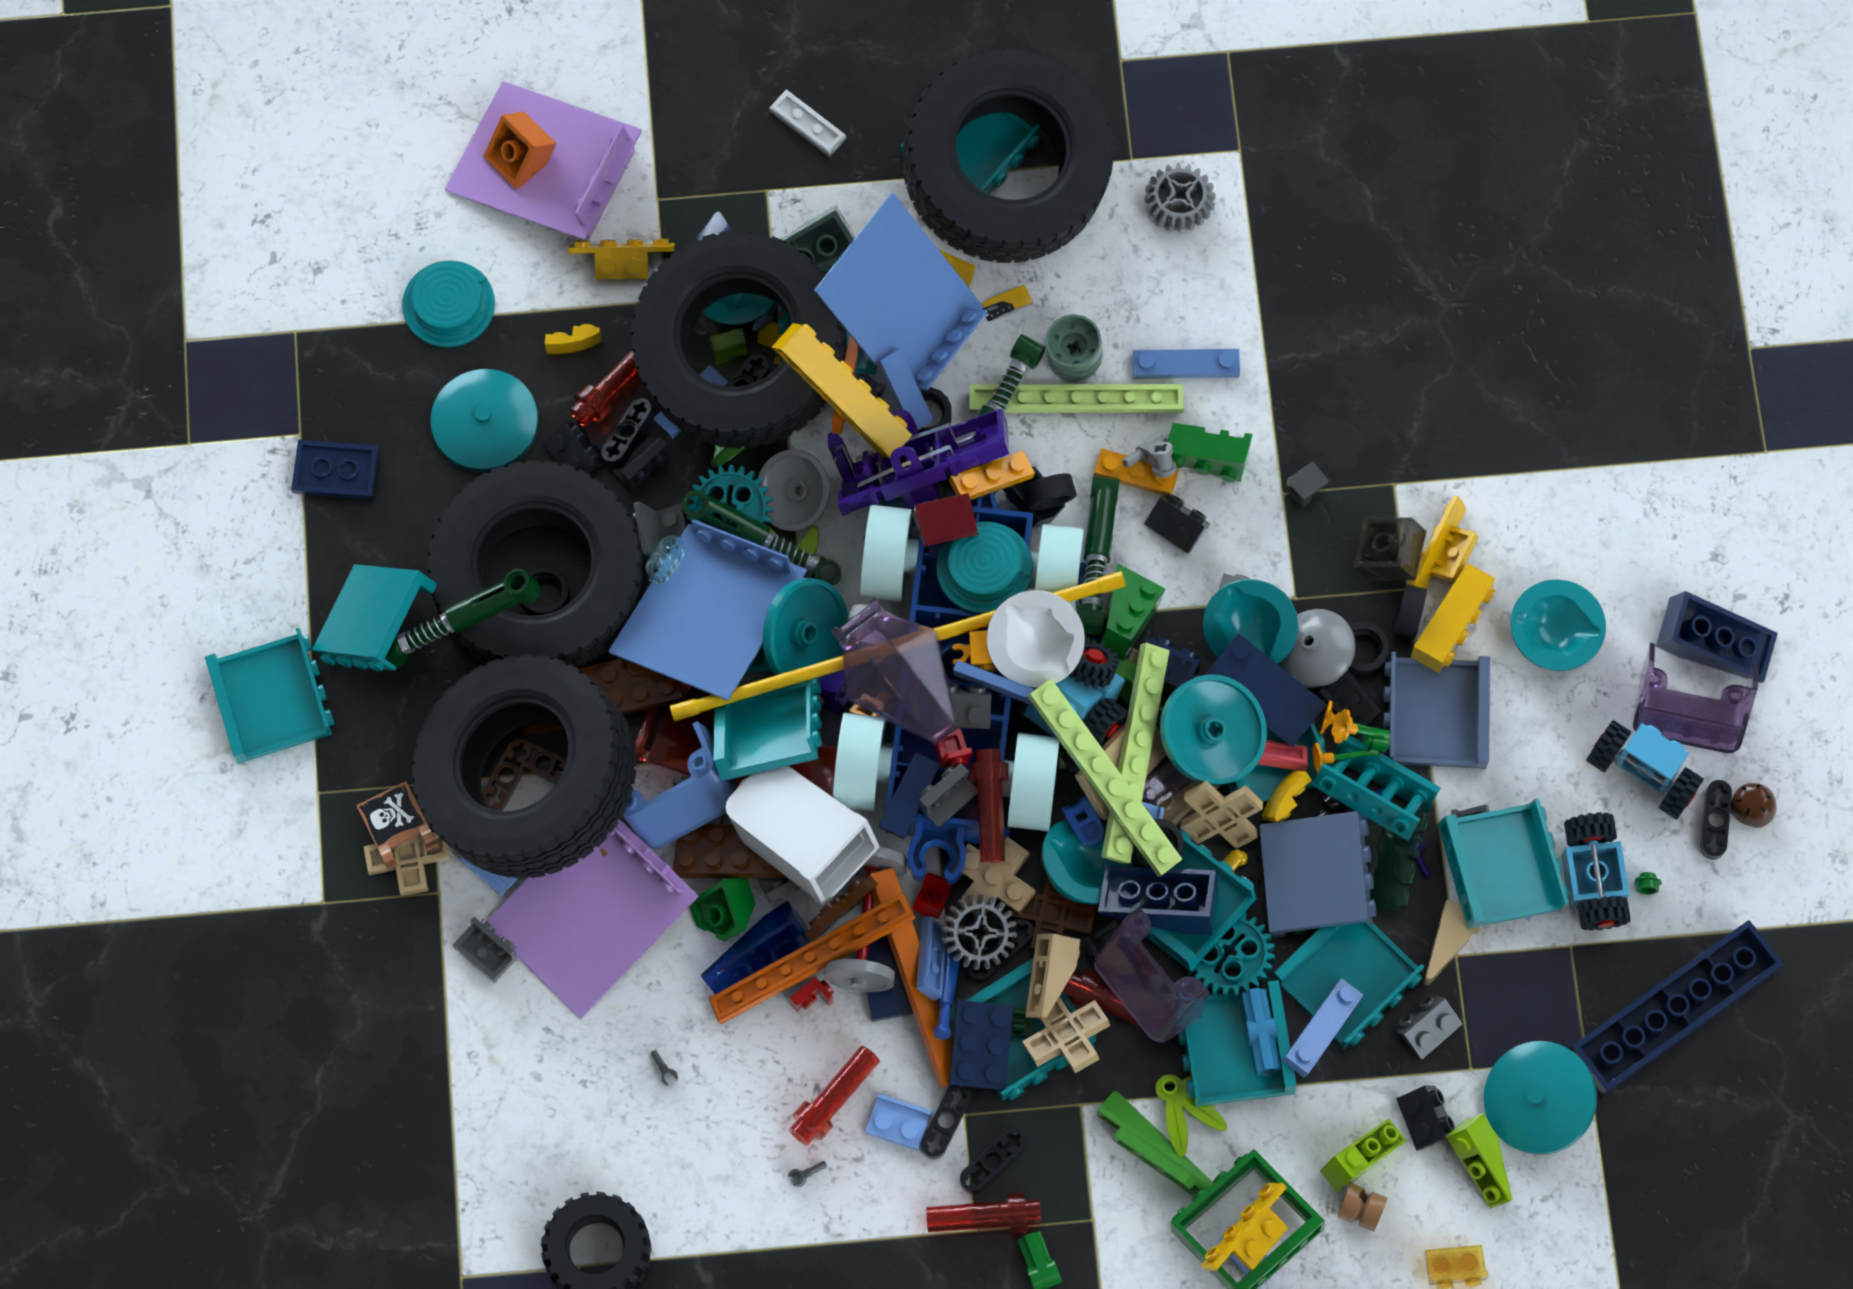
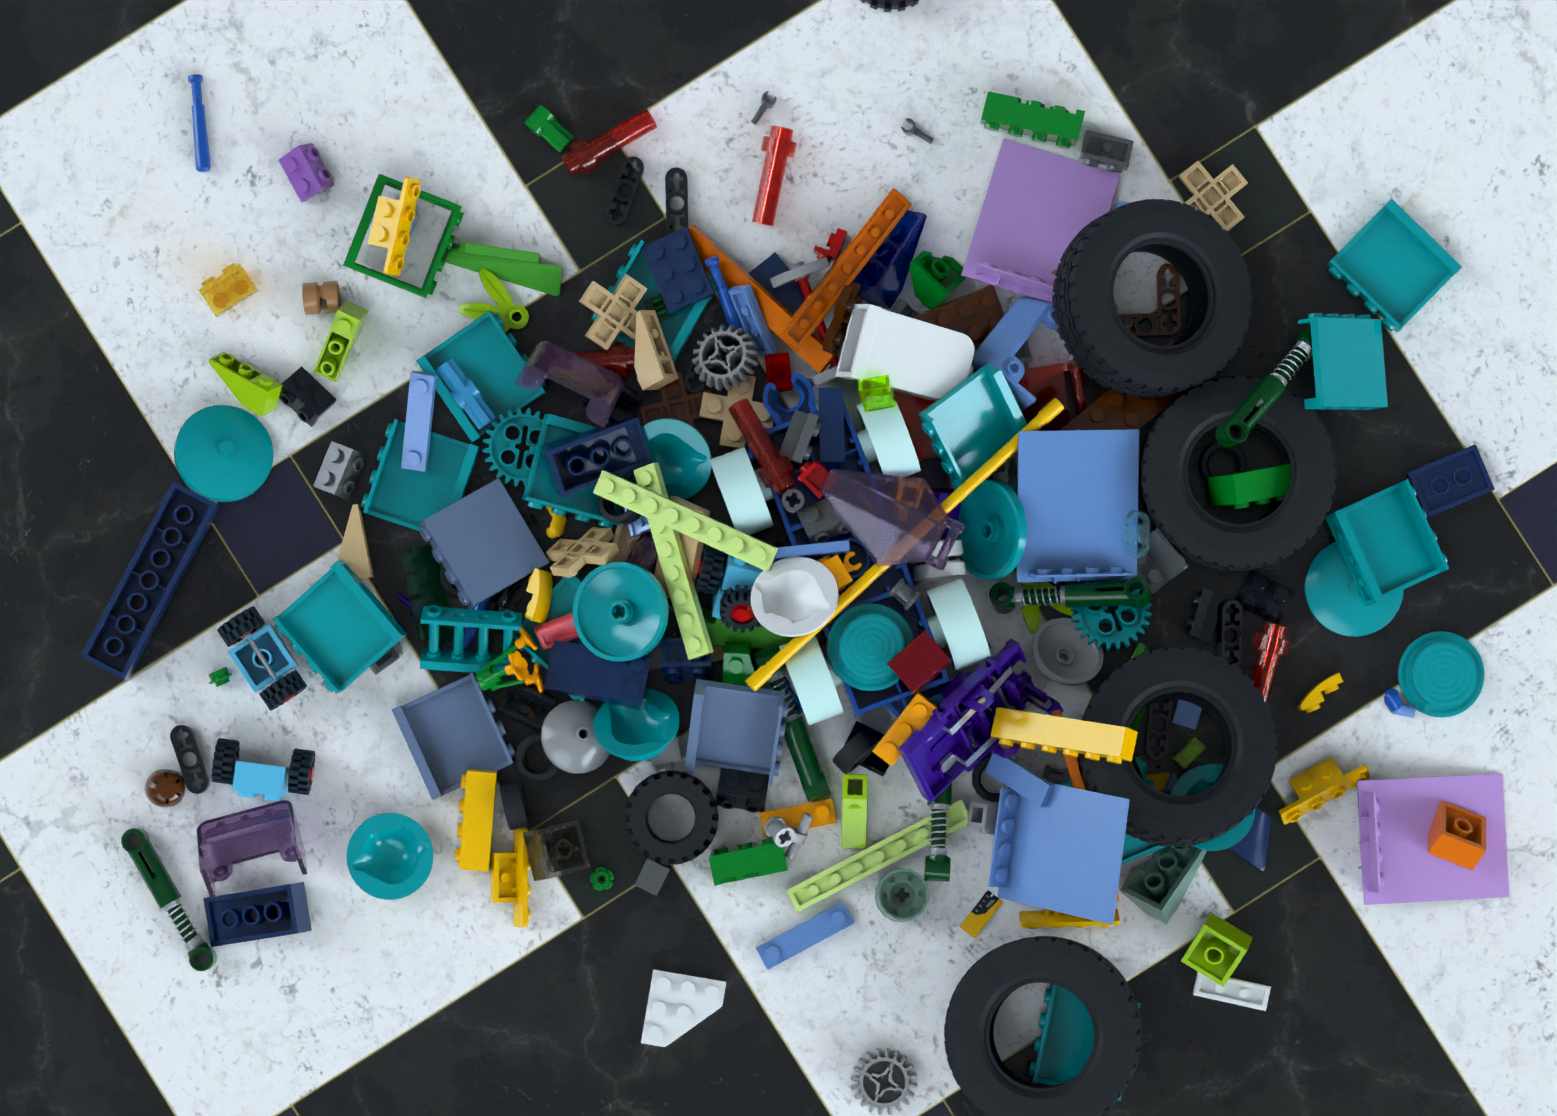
camera: 155 degrees right, 15 degrees up
(395, 819) = (1237, 212): flag -> none
(429, 440) = (1387, 542): none -> teal panel
(507, 293) = (1396, 706): none -> arm
(529, 548) = (1250, 486): none -> green wedge
(540, 1016) = (1032, 120): none -> green wedge
(800, 161) = (1217, 949): none -> lime slope
(849, 795) = (876, 393): none -> clear neon green piece
(898, 1122) = (713, 183): light blue plate -> none
(925, 598) = (904, 594): none -> dark grey bush
(955, 381) = (983, 817): none -> light grey brick
(987, 730) = (788, 494): none -> dark grey bush
(1079, 447) = (854, 811): none -> lime slope
(1088, 831) = (679, 481): blue plate -> none
(1155, 571) = (736, 728): none -> sand blue panel
(1267, 494) = (638, 826): none -> black tyre
(1341, 359) = (678, 1004): none -> white plate
(1357, 515) = (608, 877): none -> green plate
(1800, 698) = (167, 896): none -> dark green piece

